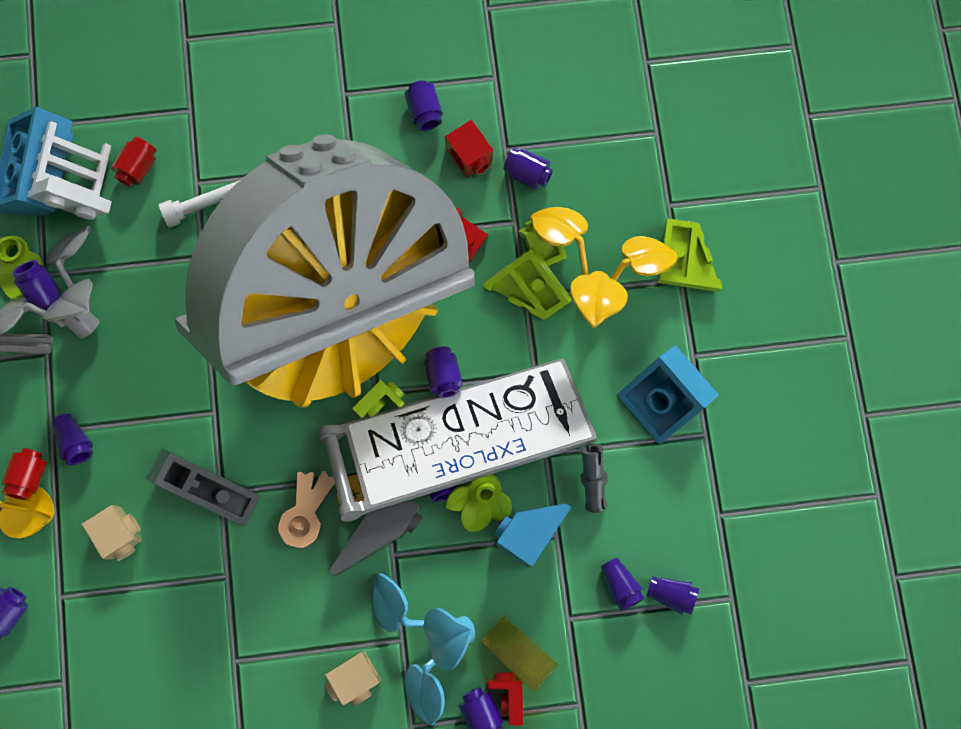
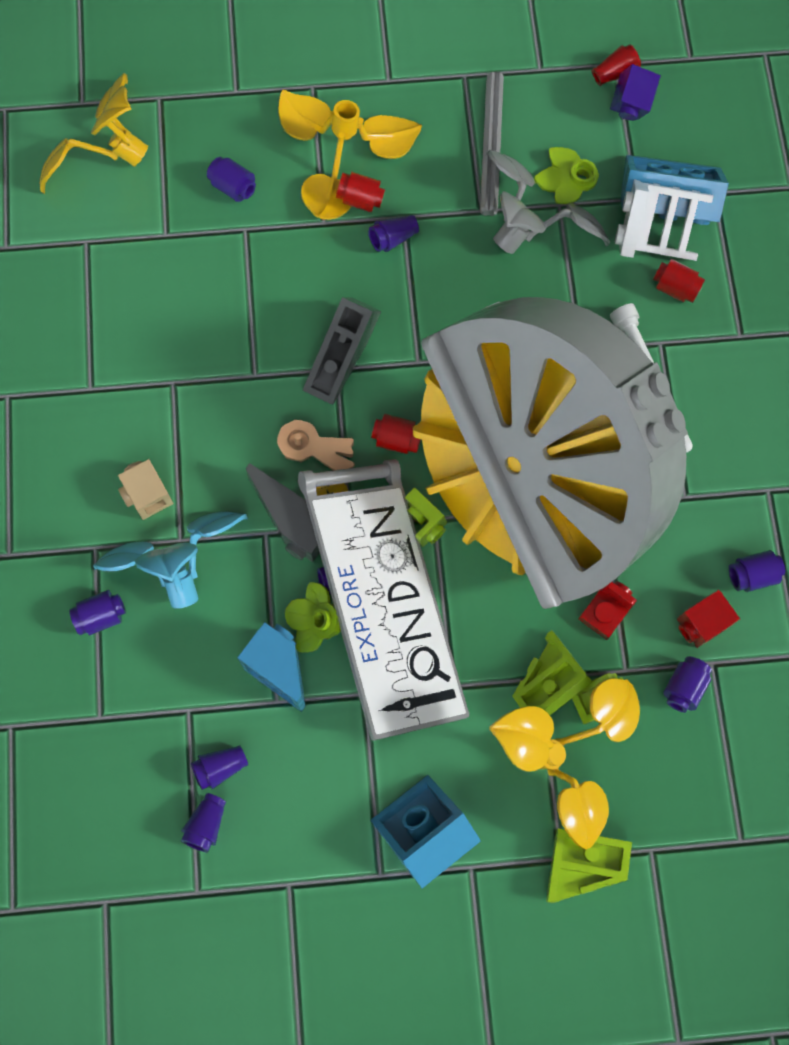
camera: 95 degrees right, 5 degrees down
(36, 284) = (546, 194): dark purple brick -> none
(113, 533) = (300, 270): tan brick -> none
(293, 428) = (395, 434): none -> red brick
(443, 372) = (454, 584): dark purple brick -> none
(512, 702) = (107, 645): red bracket -> none
(519, 653) = (155, 654): clear yellow slope -> none
(594, 478) = (332, 738): dark grey pin -> none

